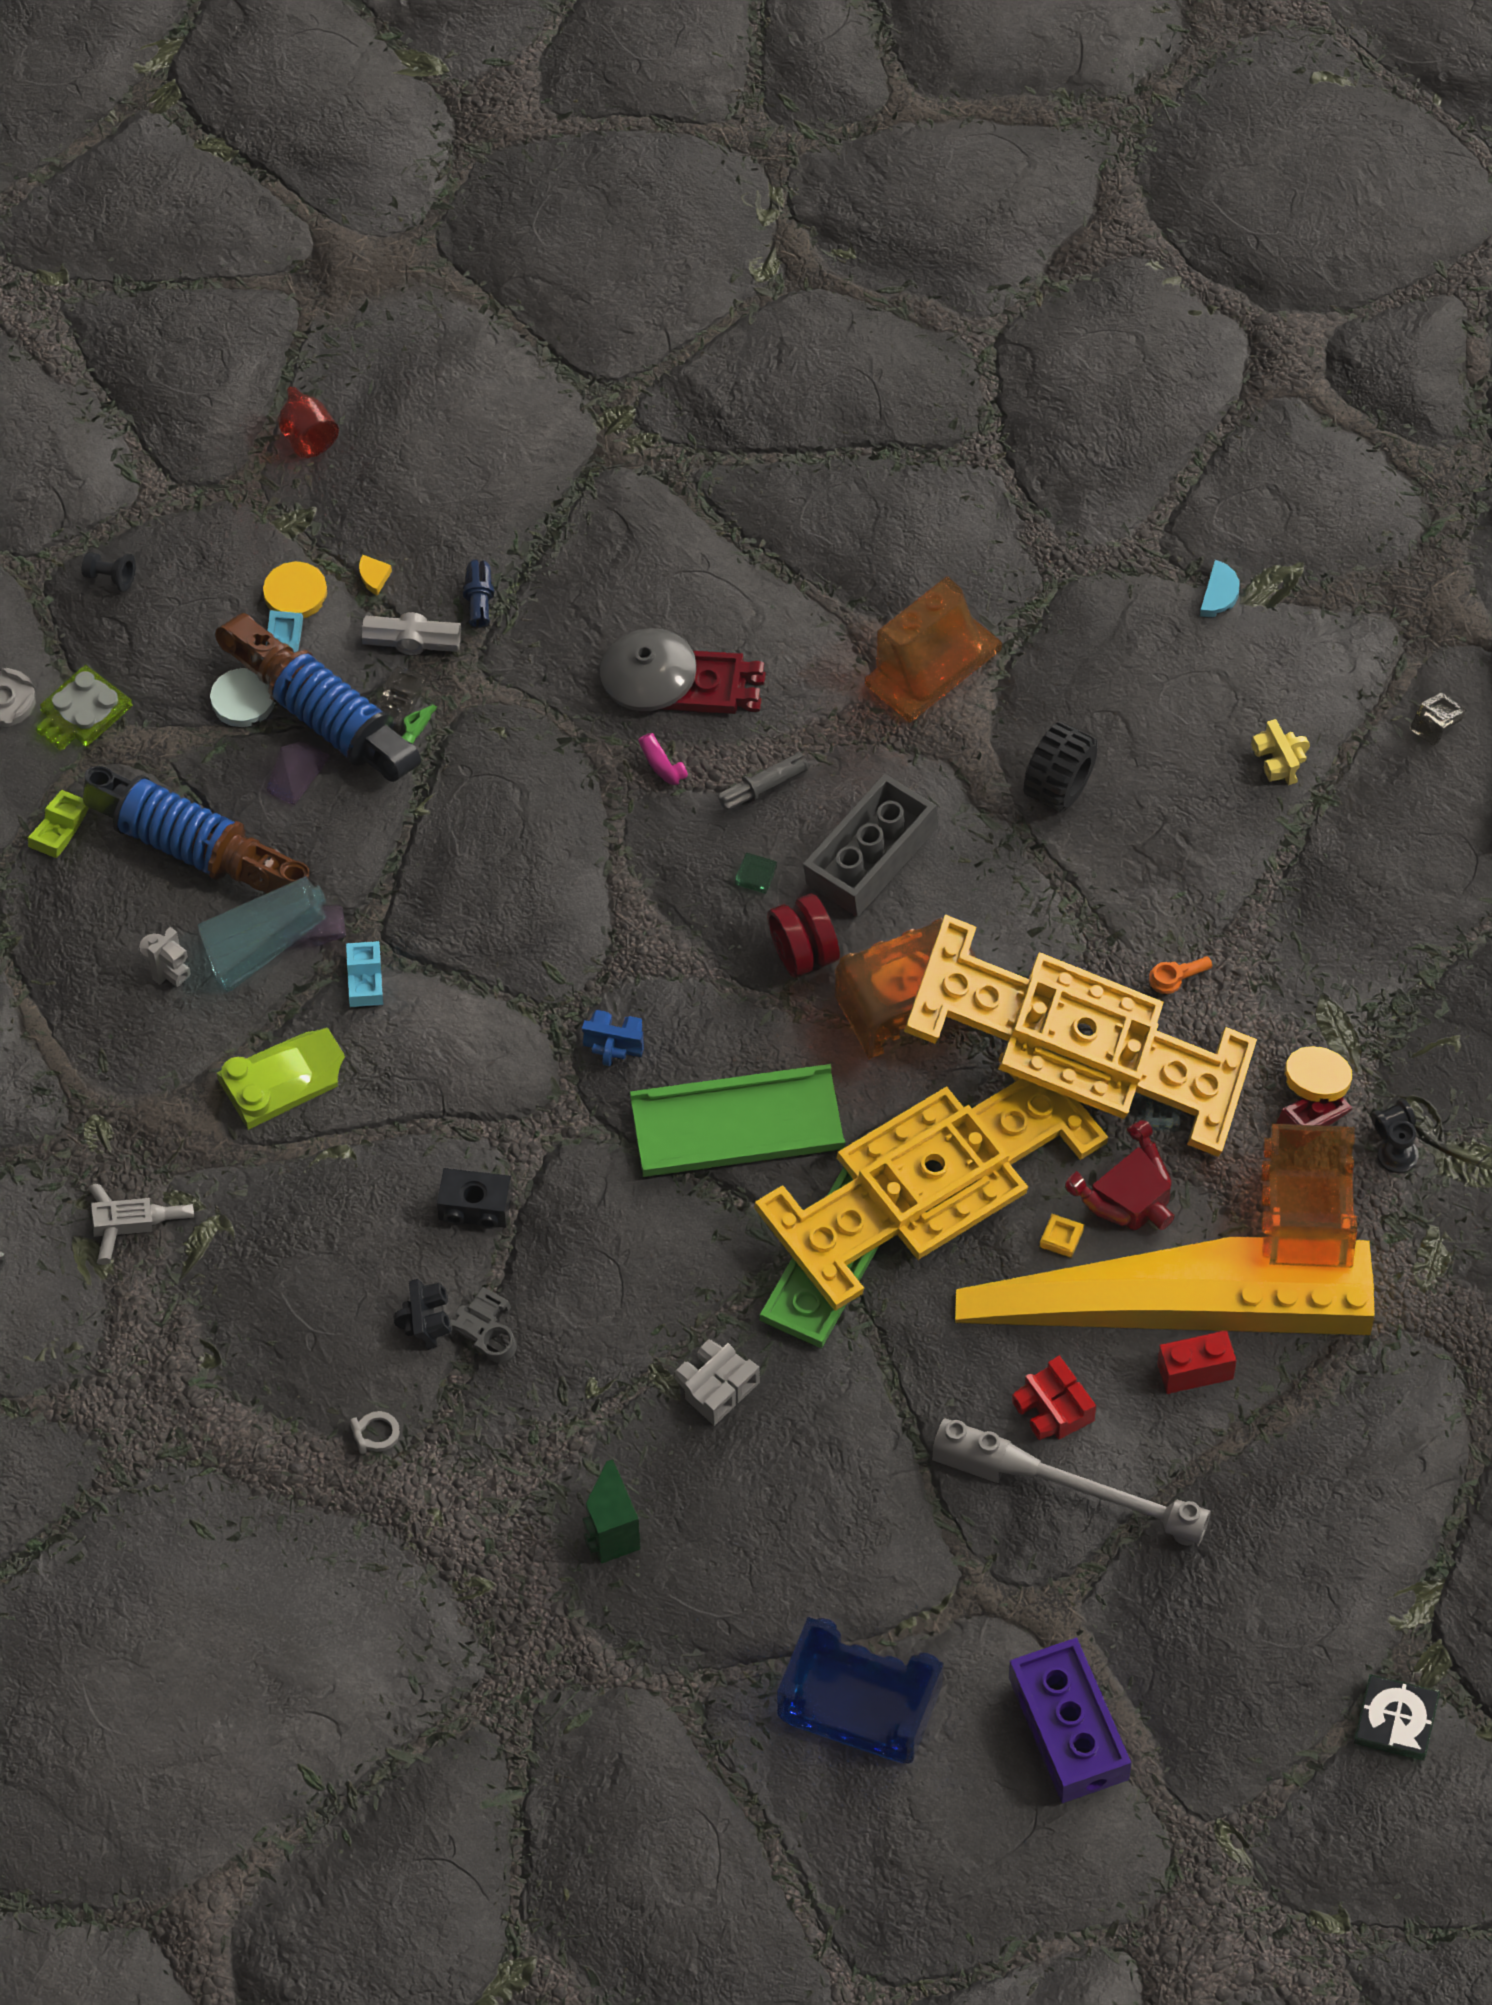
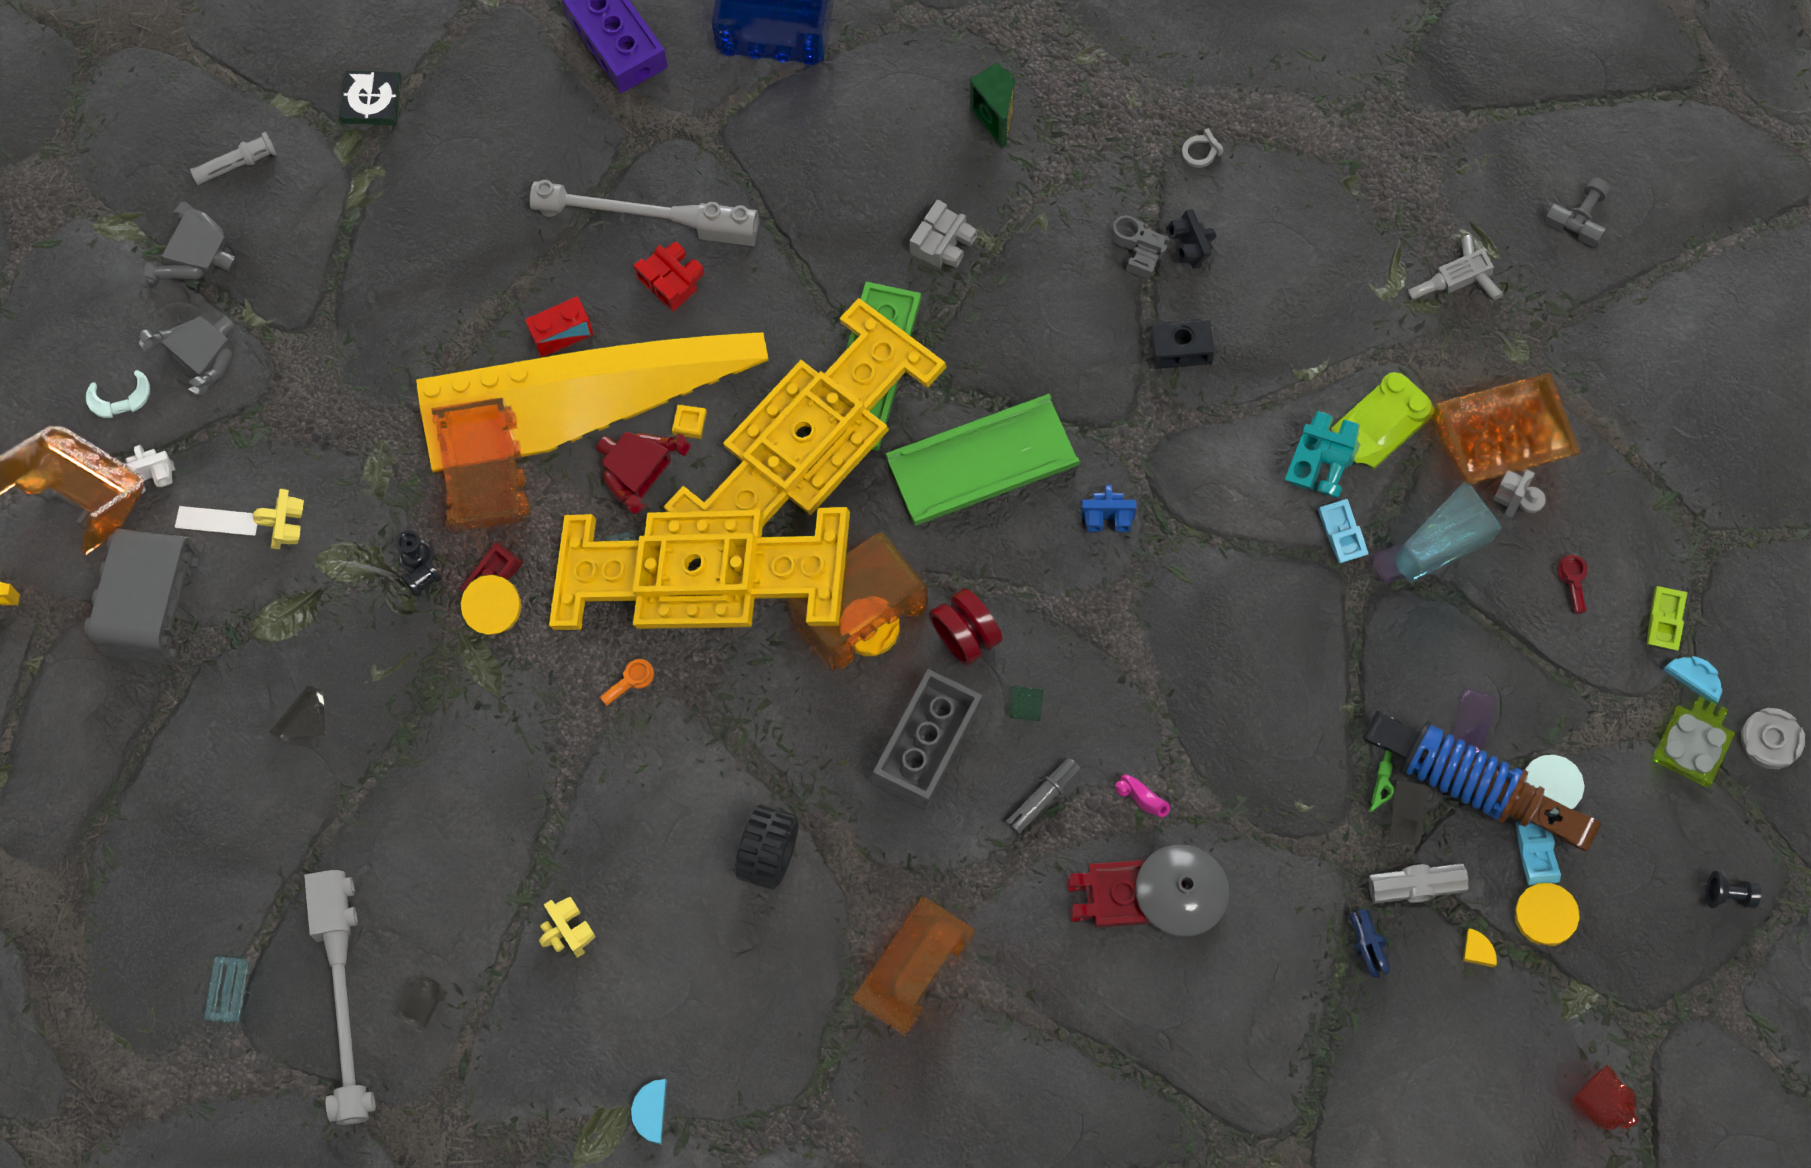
camera: 170 degrees right, 10 degrees up
(52, 767) = (1696, 675): none -> medium azure tile
(136, 884) = (1572, 571): none -> dark red plate
(152, 1023) = (1505, 429): none -> clear orange slope
(187, 831) = (1543, 615): piece -> none
(361, 1041) = (1323, 446): none -> teal hips

